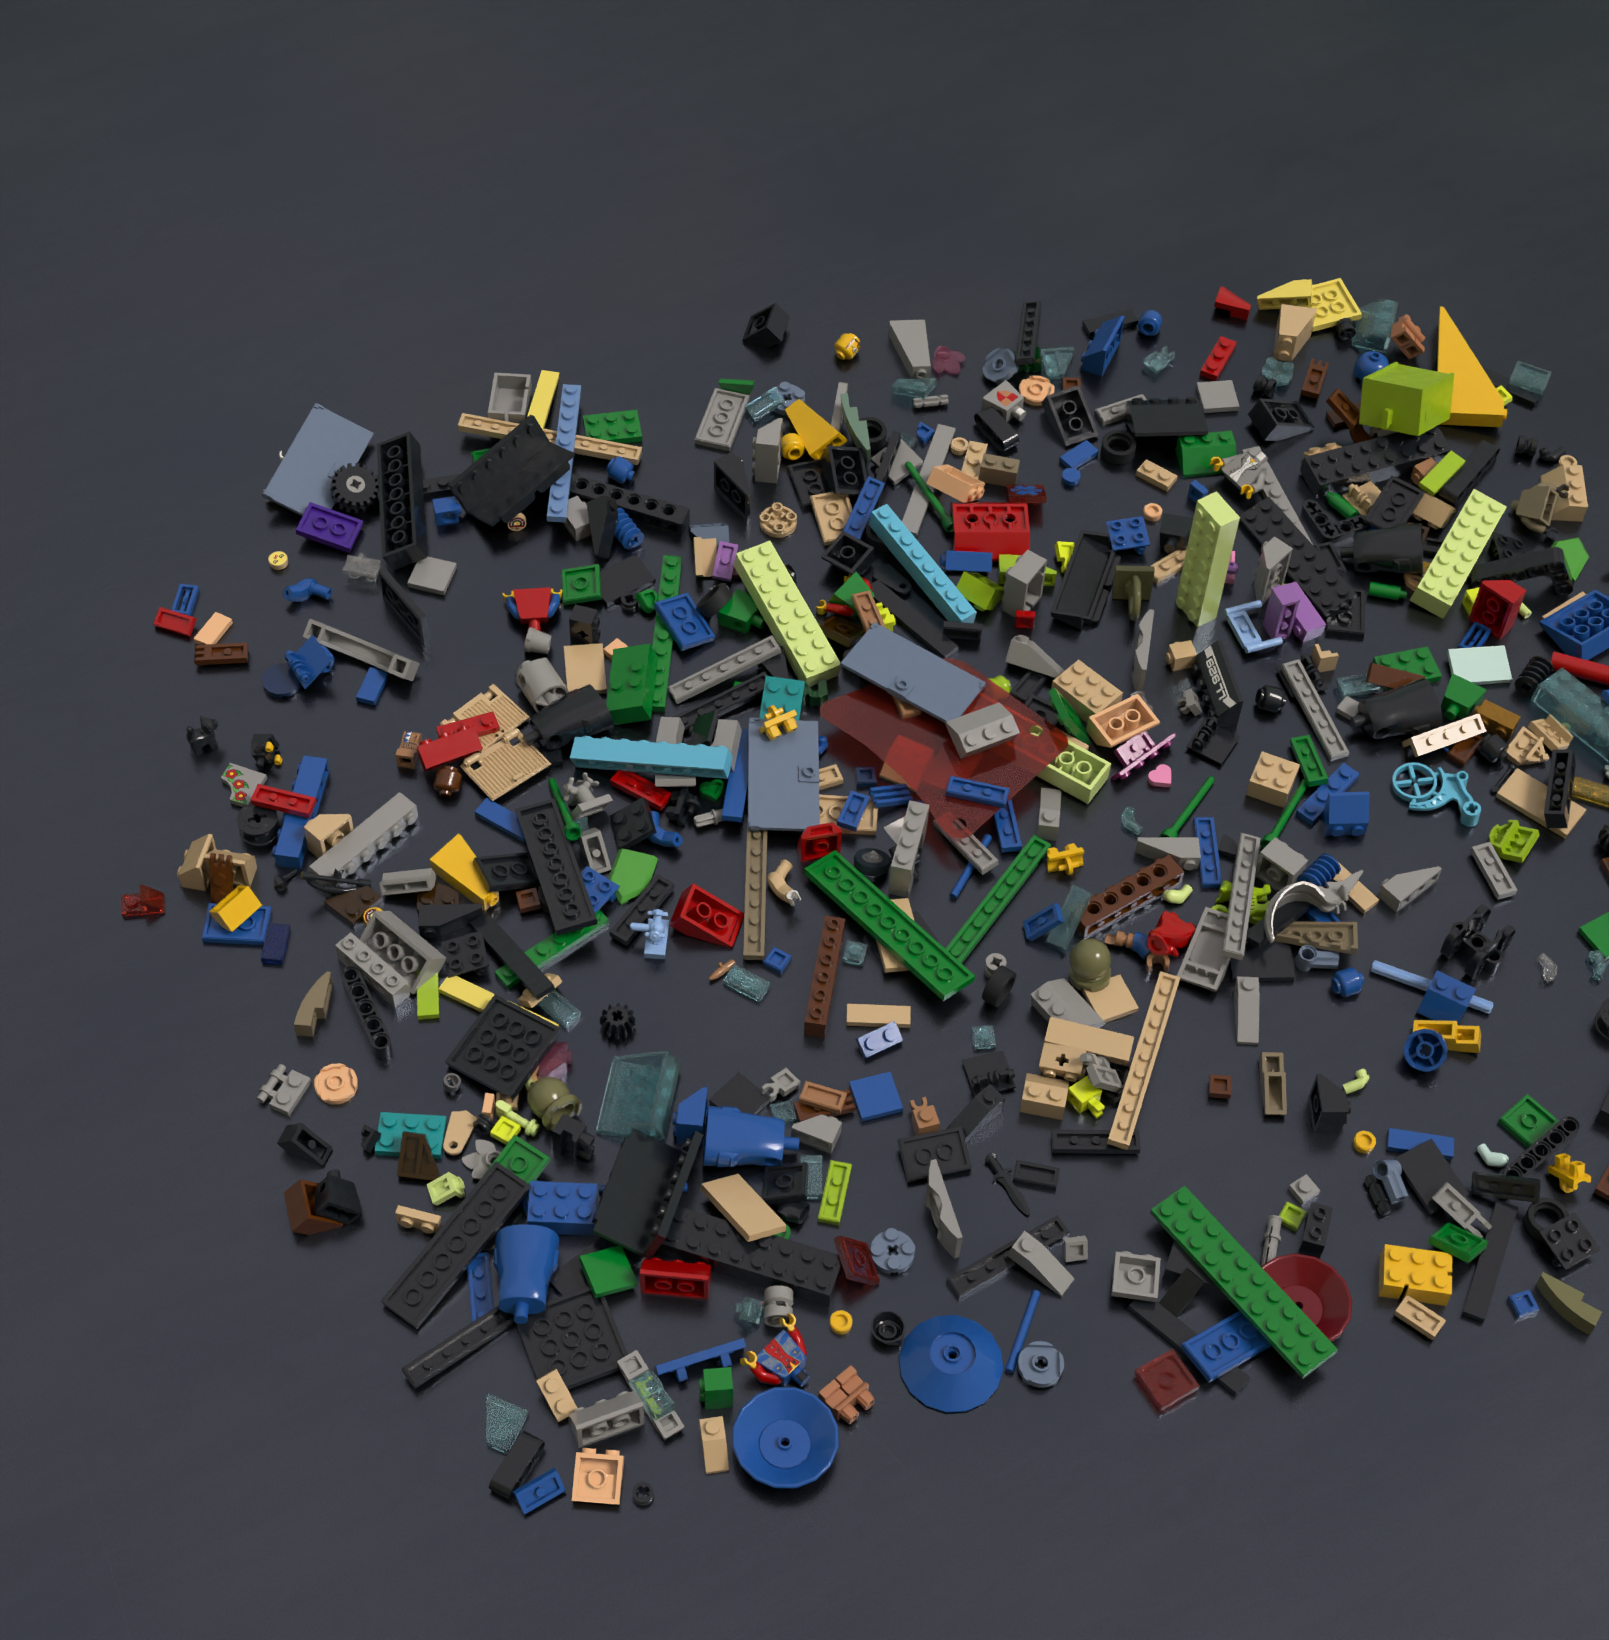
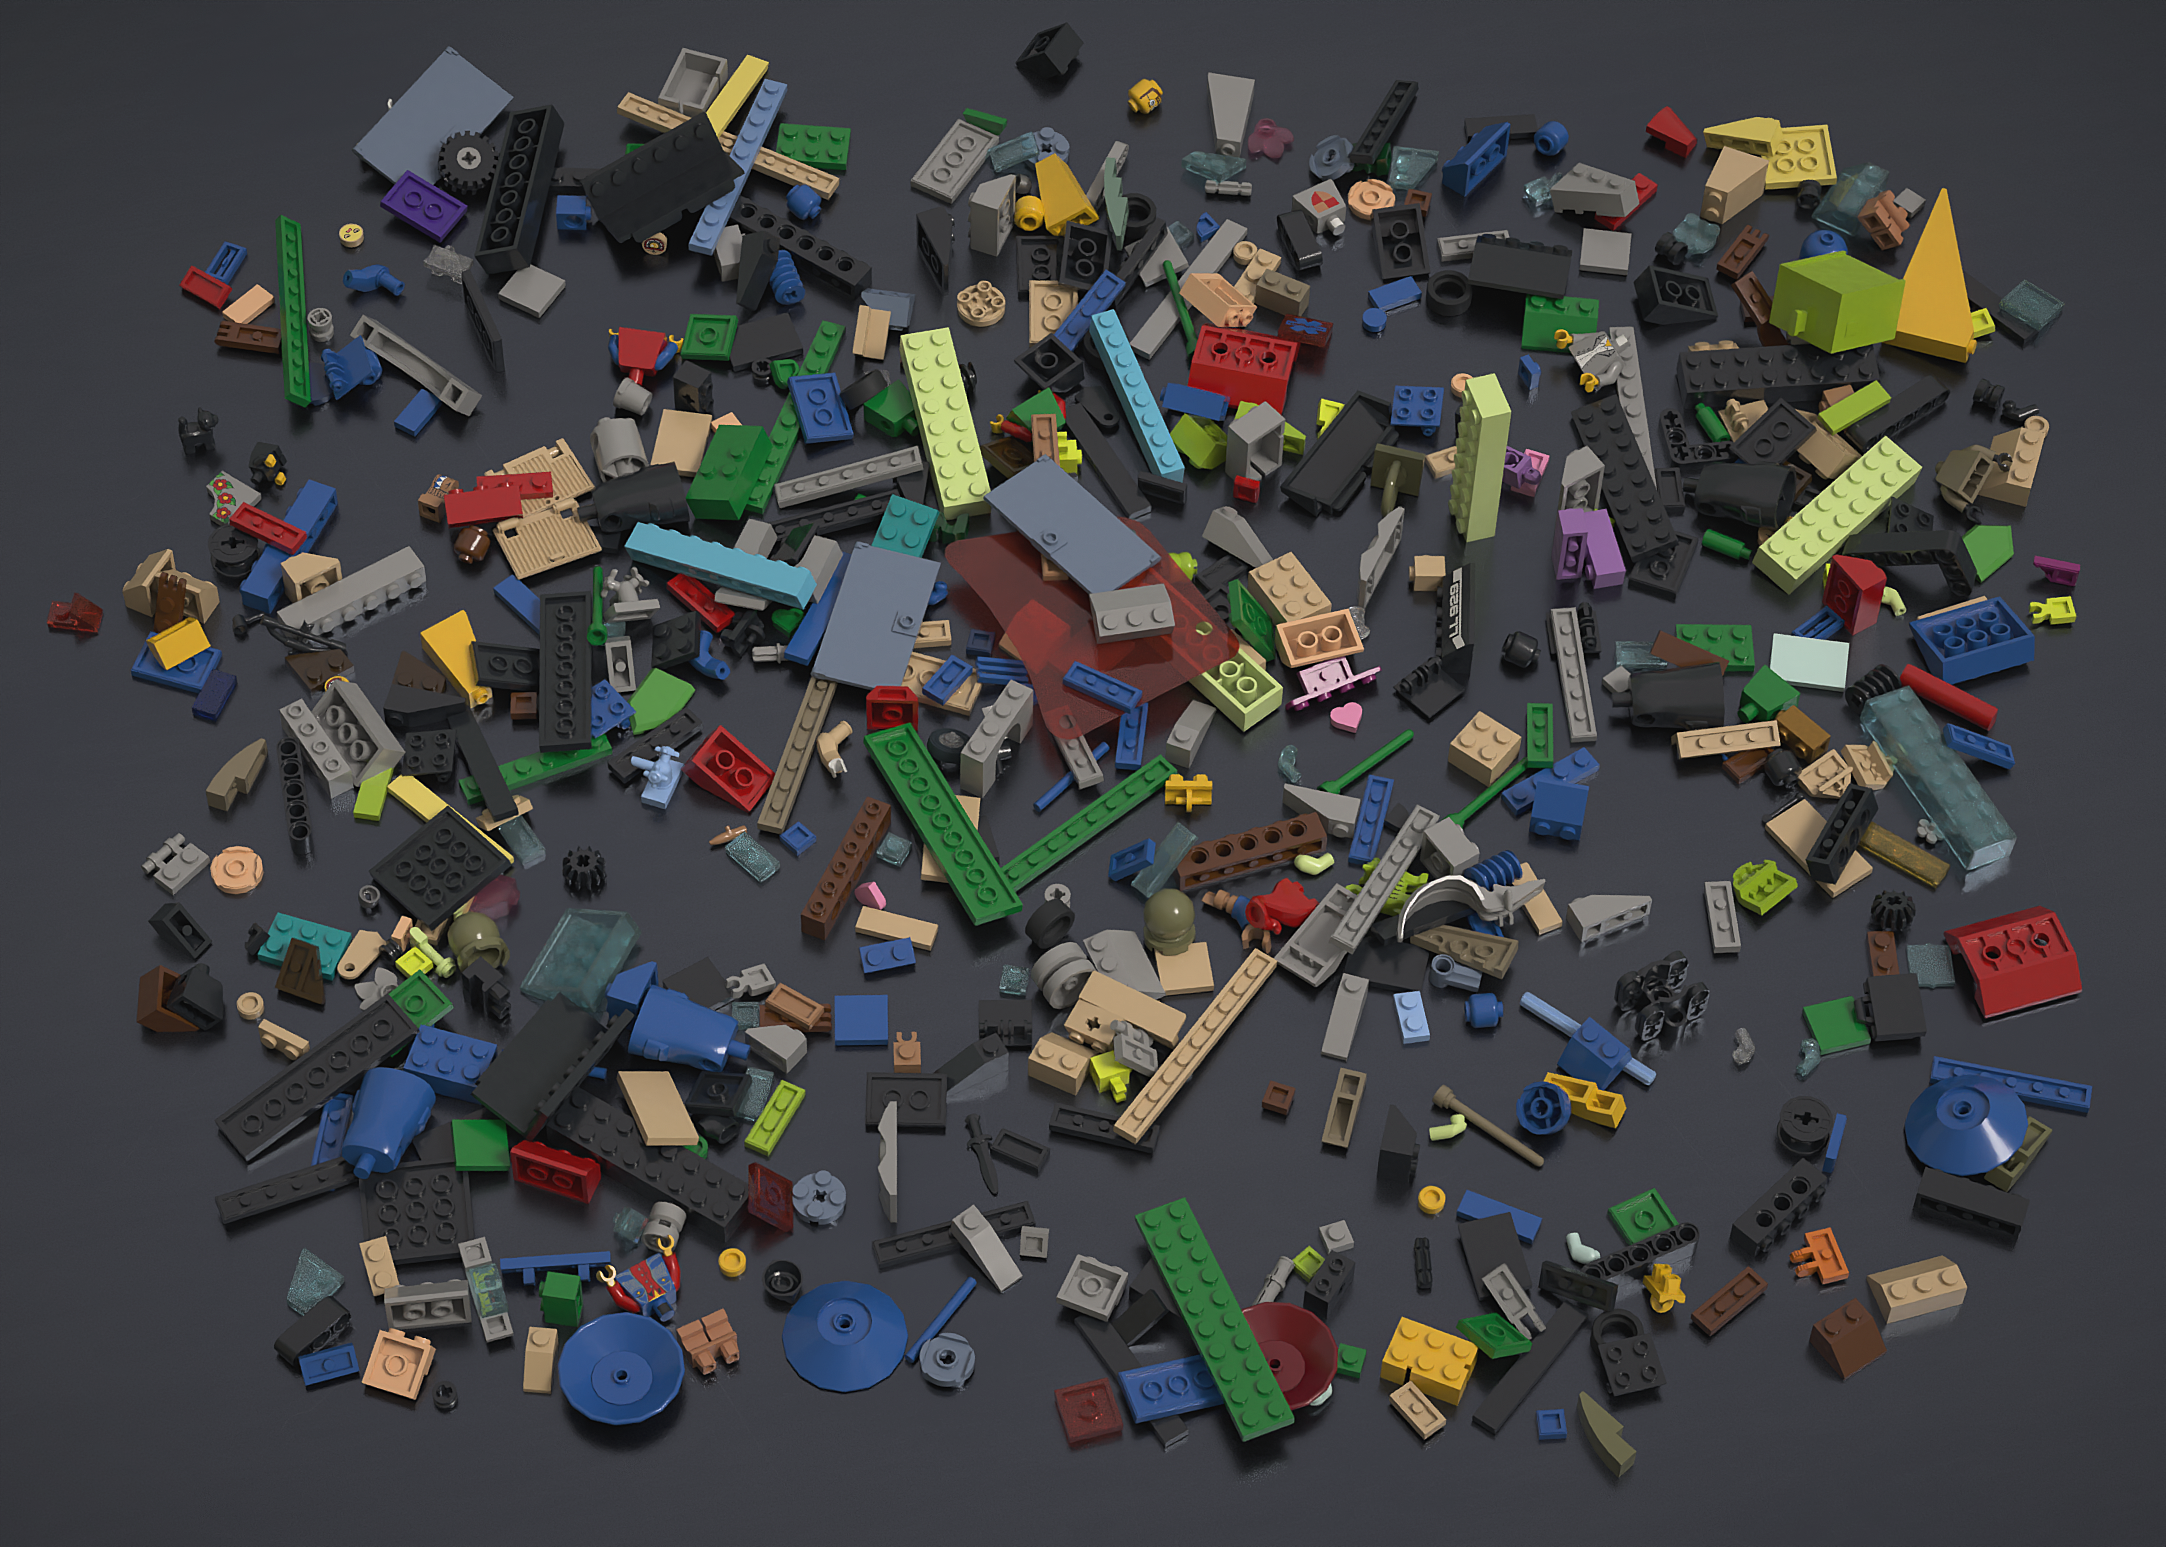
camera: 15 degrees right, 0 degrees up
(251, 627) = (292, 311): none -> green plate
(275, 633) = (320, 325): none -> light grey wheel
(380, 1195) = (250, 1005): none -> tan tile
(407, 881) = (387, 654): light grey piece -> none
(445, 1188) = (325, 1013): yellowish green bracket -> none
(725, 561) = (888, 349): medium lavender plate -> none
(771, 727) = (877, 557): yellow hips -> none
(850, 994) = (870, 895): none -> bright pink tile
(1025, 1025) = (1062, 974): none -> light grey wheel
(1156, 475) = (1486, 339): tan plate -> none
(1192, 703) = (1419, 634): light grey tile -> none
(1198, 353) = (1594, 190): none -> light grey wedge
(1245, 630) = (1522, 555): light blue plate -> none
(1294, 999) = (1411, 1017): none -> light blue plate
(1324, 659) = (1609, 615): tan panel -> none
(1347, 1058) = (1445, 1098): none -> dark tan piece
(1355, 1287) = (1350, 1360): none -> green plate
(1389, 1173) = (1444, 1242): sand blue piece -> none
(1418, 320) = (1910, 202): none -> light grey tile
(1452, 789) = (1708, 807): medium azure piece -> none

